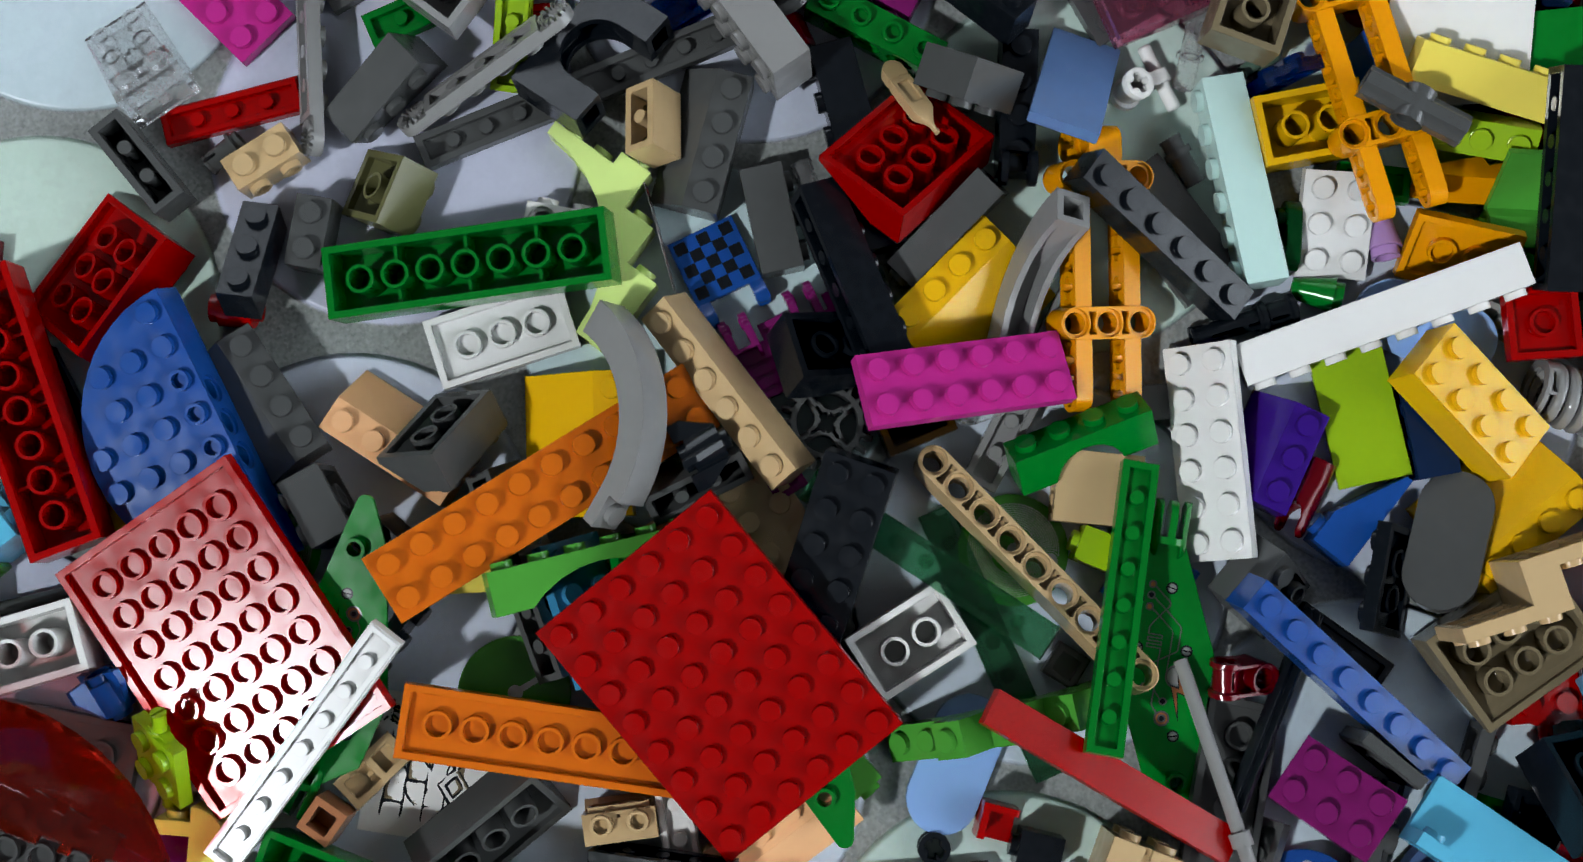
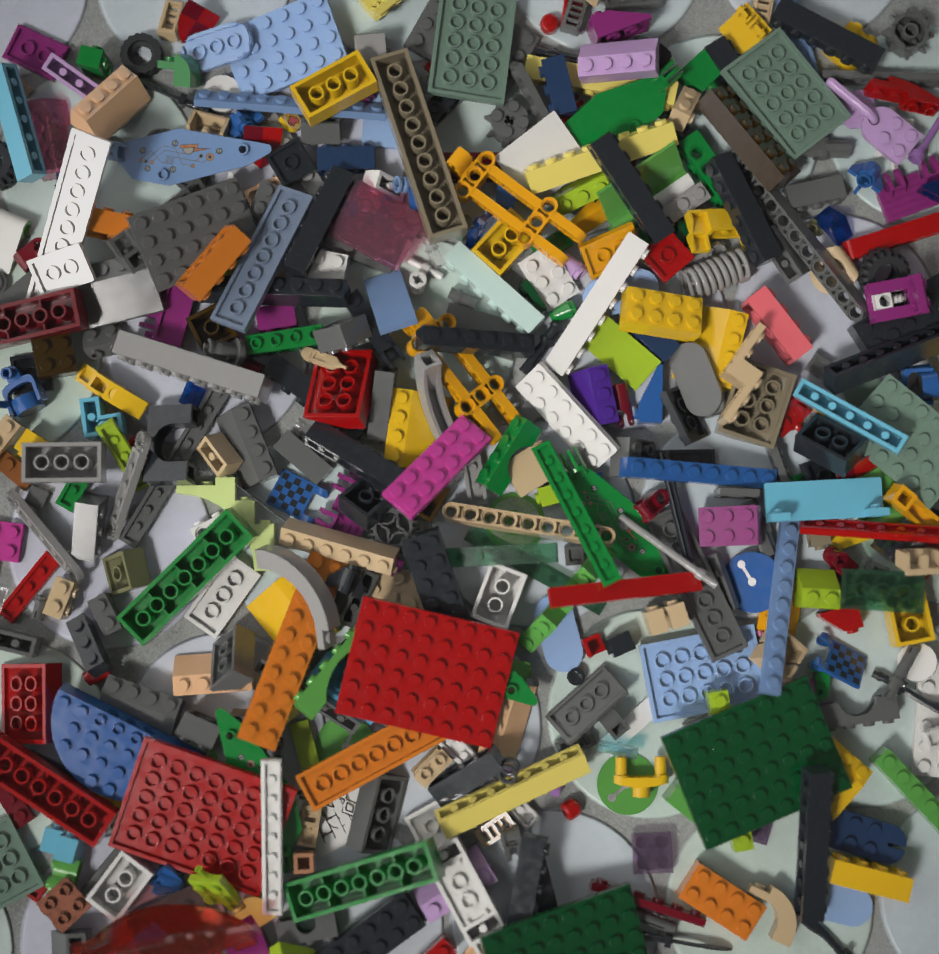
camera: 30 degrees left, 0 degrees up
(457, 644) = (305, 744): none -> lime tile
(1414, 106) = (541, 207): dark grey piece -> none

